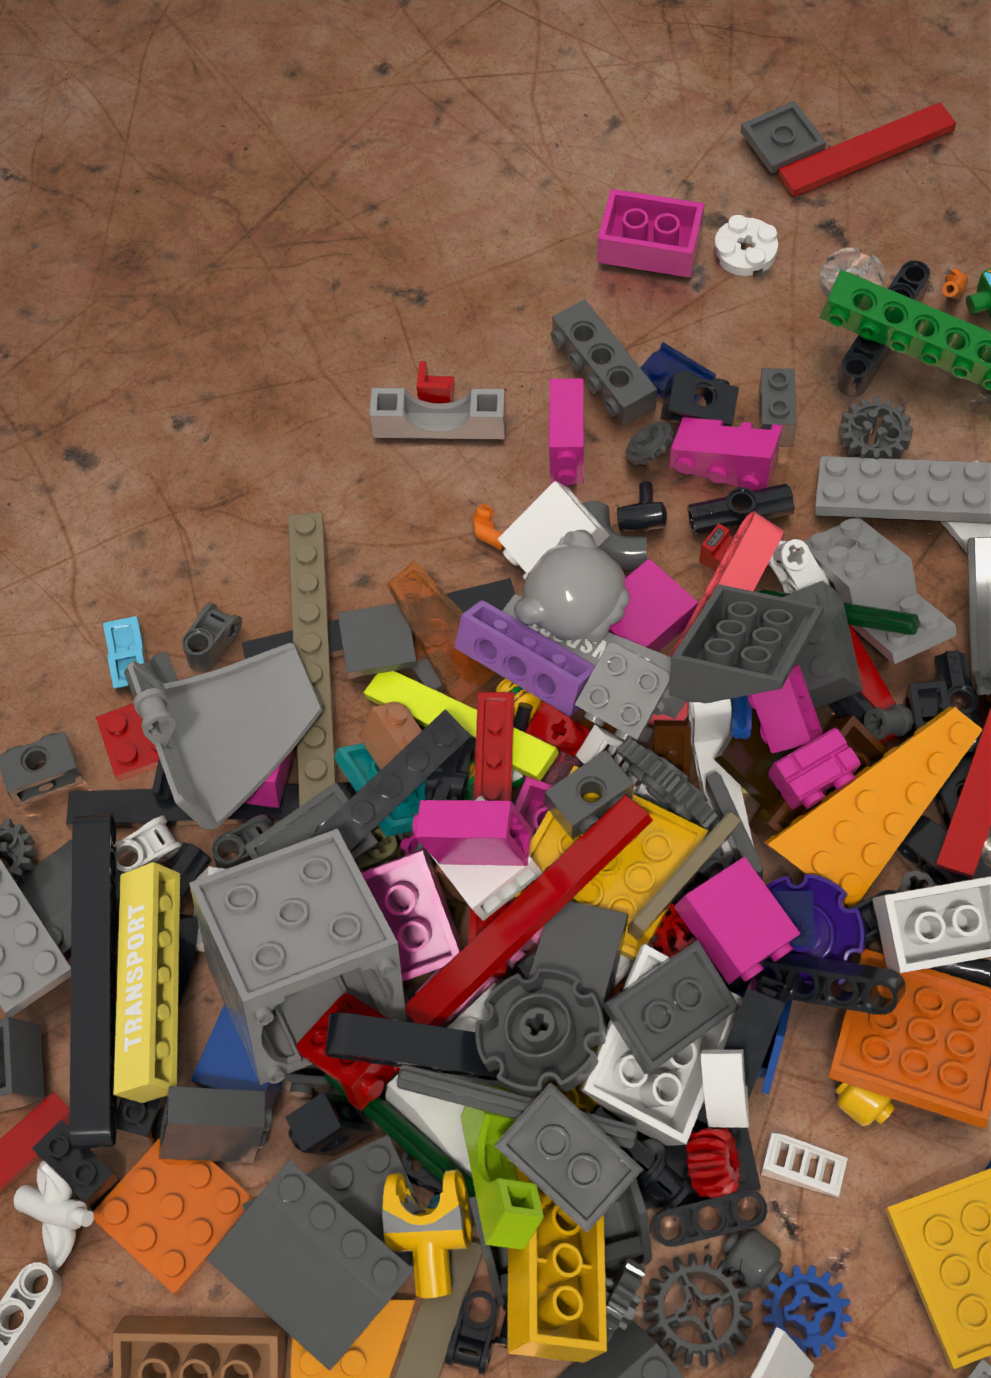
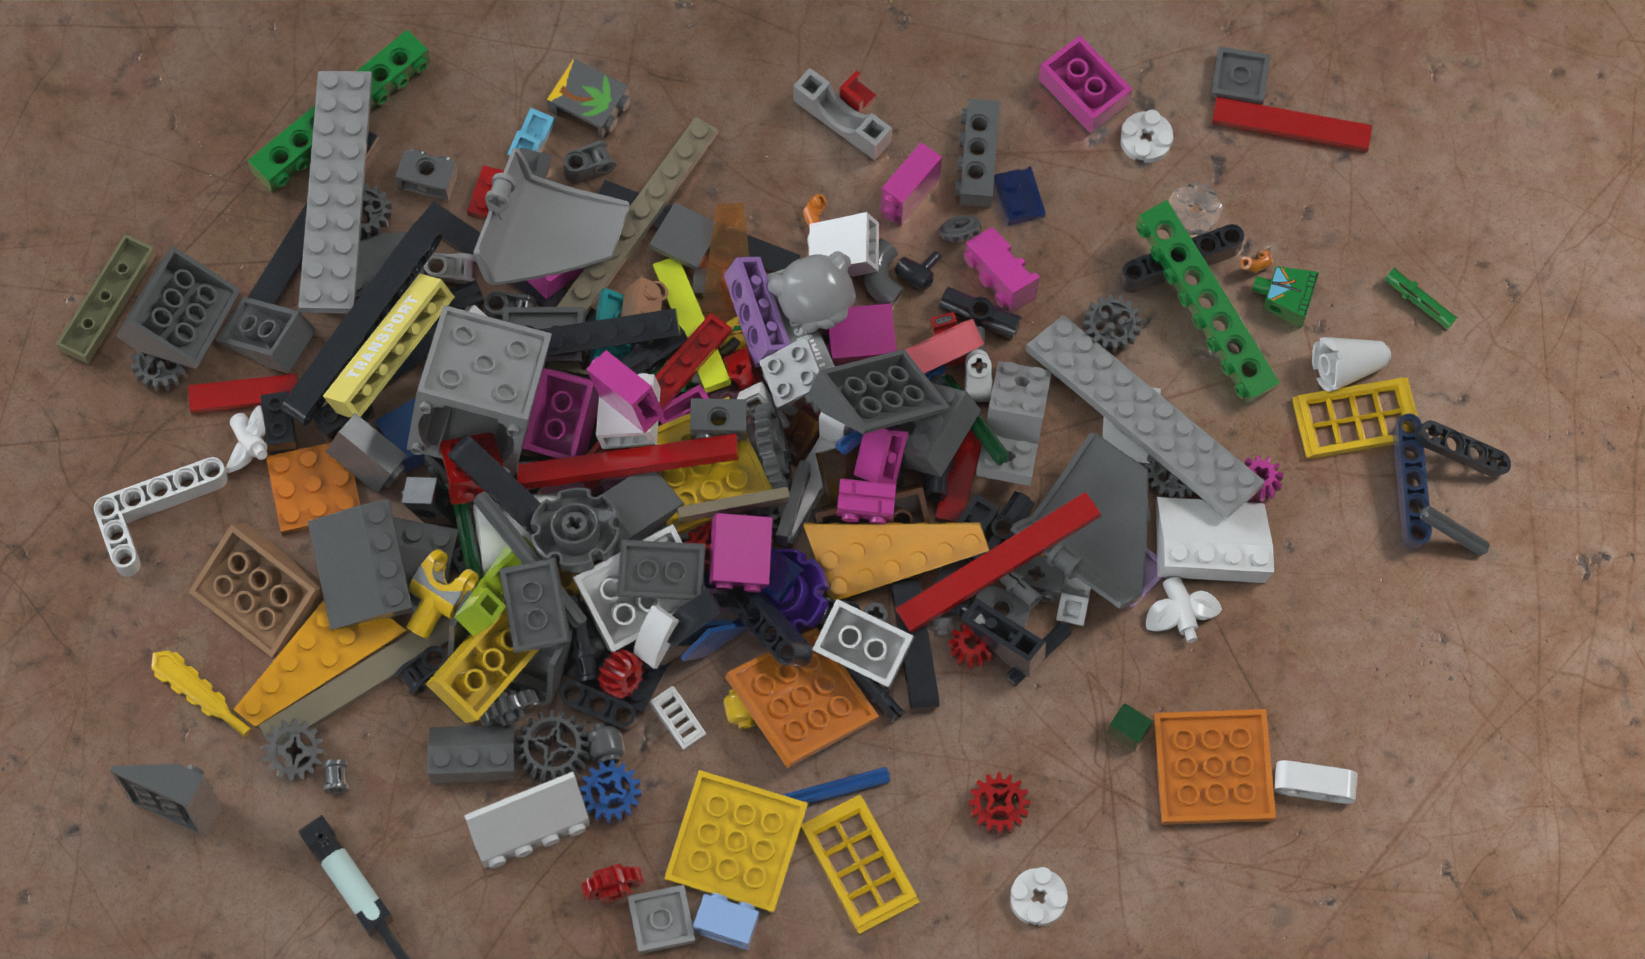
camera: 30 degrees right, 5 degrees up
(158, 569) = (589, 97): none -> dark grey panel
(680, 400) = (1017, 239): black brick -> none
(778, 402) = (1062, 262): dark grey brick -> none
(882, 722) = (945, 507): dark grey bush -> none

